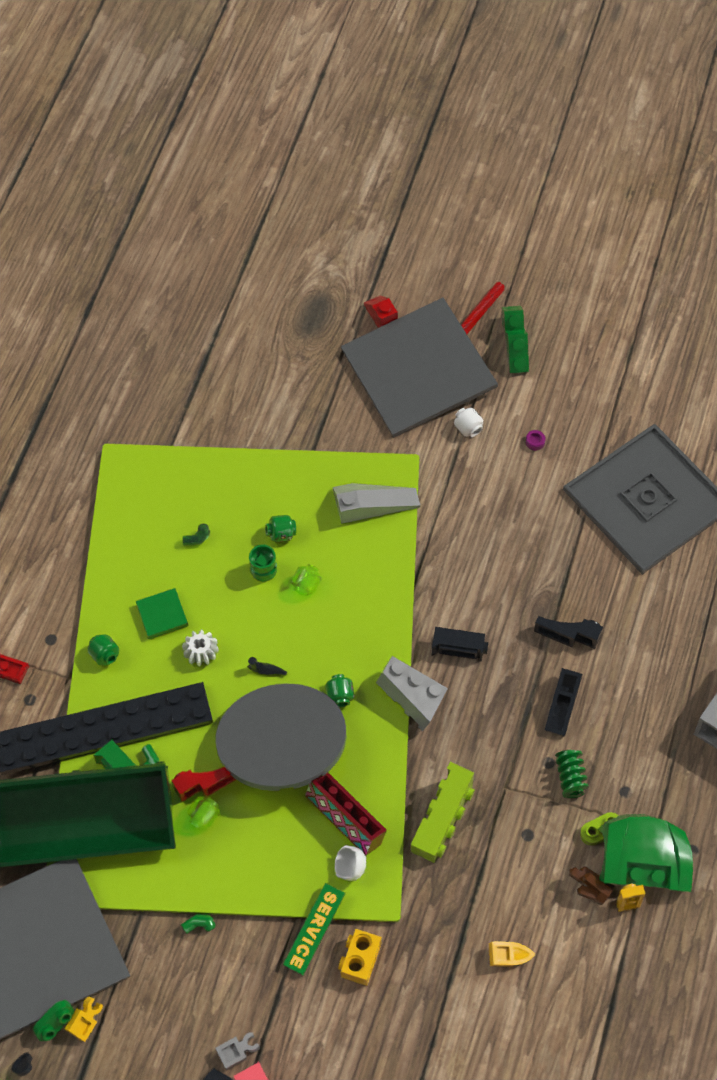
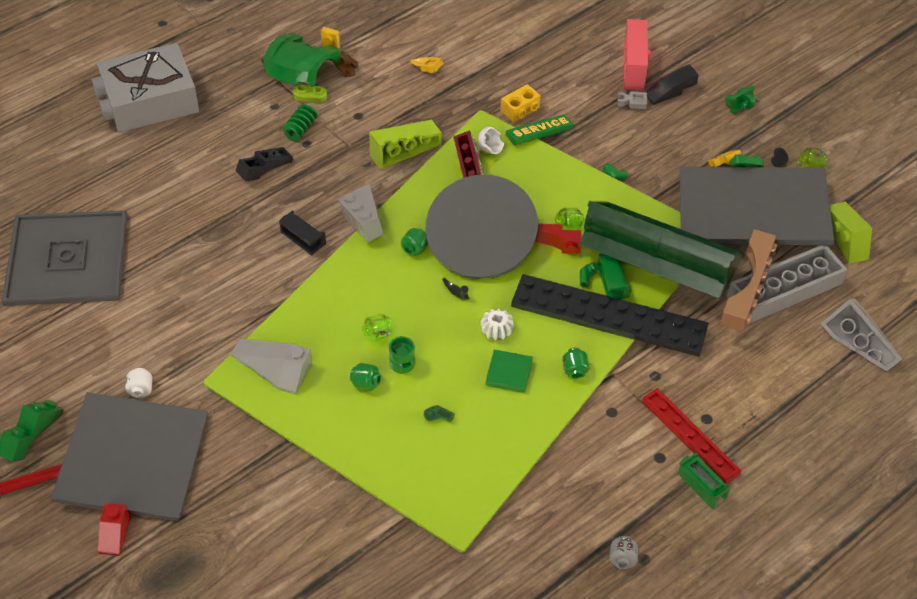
camera: 150 degrees left, 10 degrees down
(535, 440) = (101, 344): magenta tile -> none
(584, 632) = (216, 197): black slope -> none

